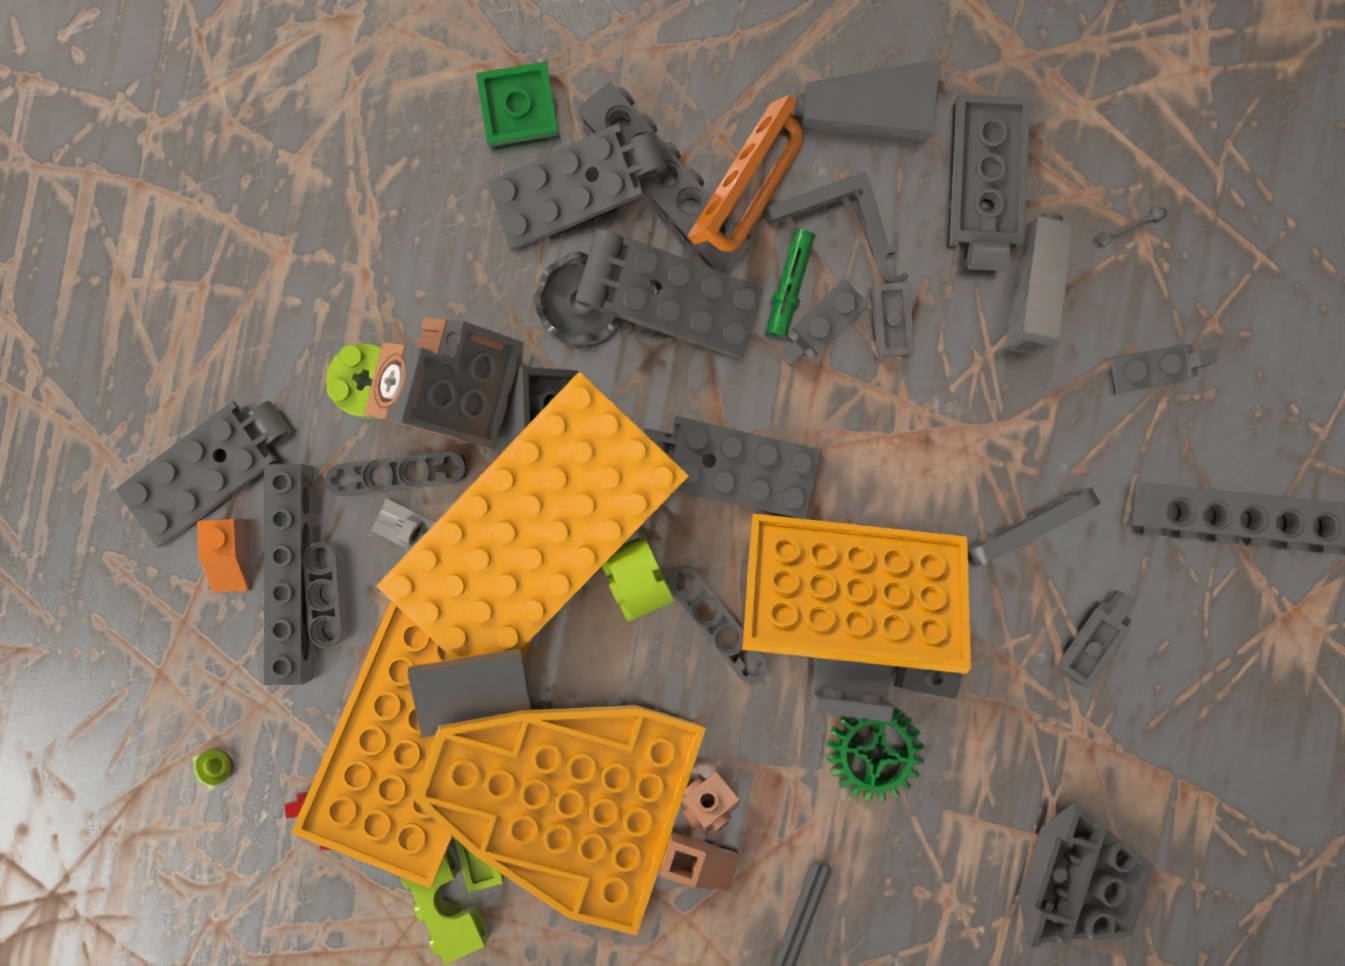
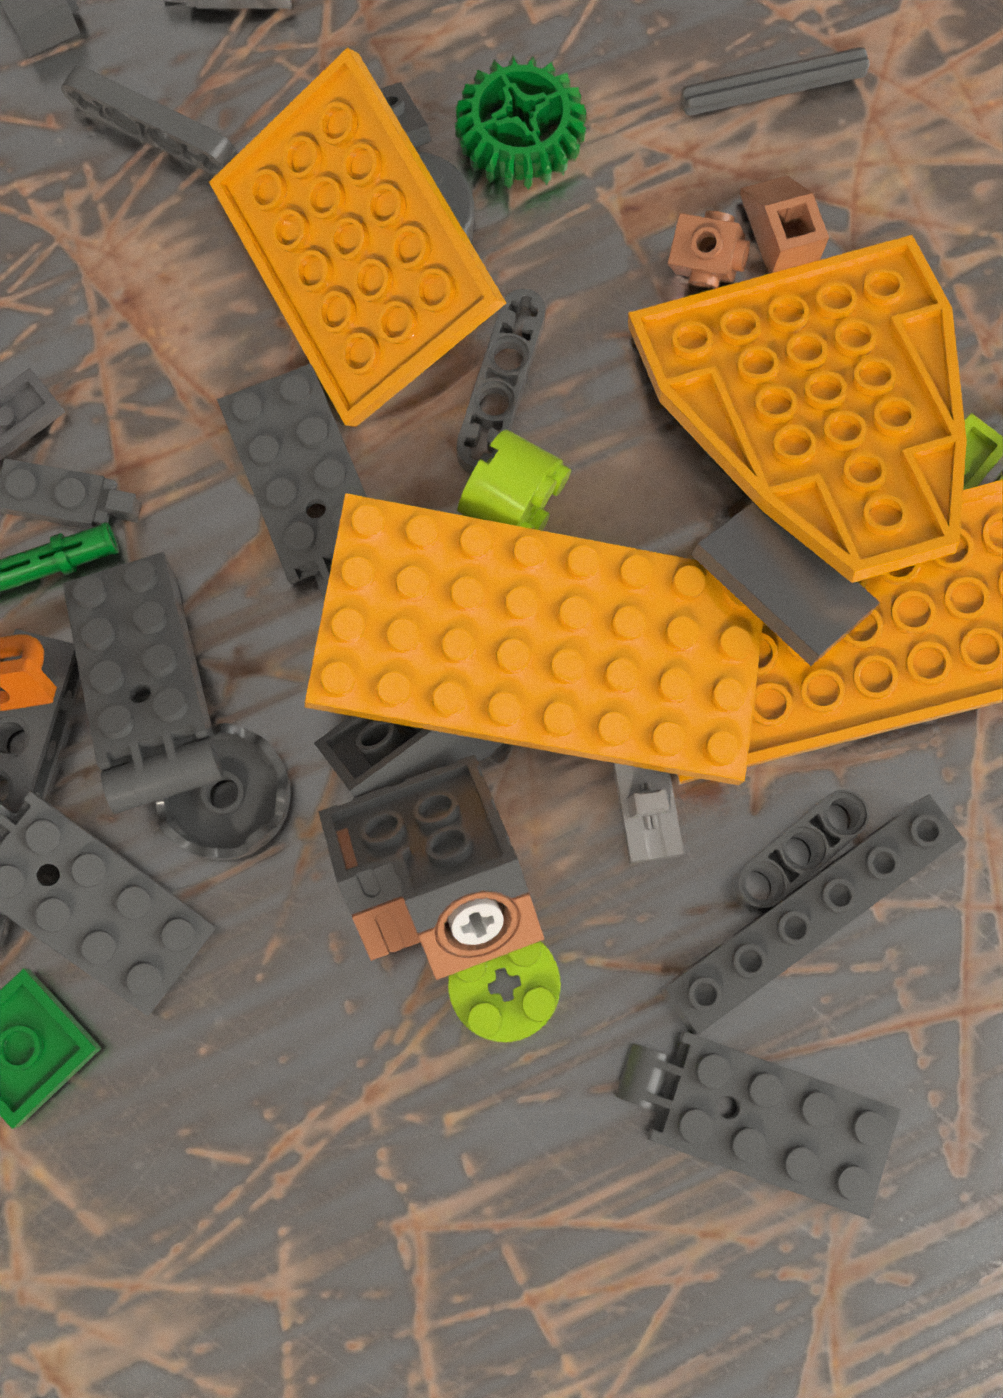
camera: 125 degrees left, 10 degrees down
(225, 554) = (843, 1014): orange slope -> none
(396, 470) = (600, 866): dark grey beam -> none
(852, 689) = (470, 163): dark grey bracket -> none

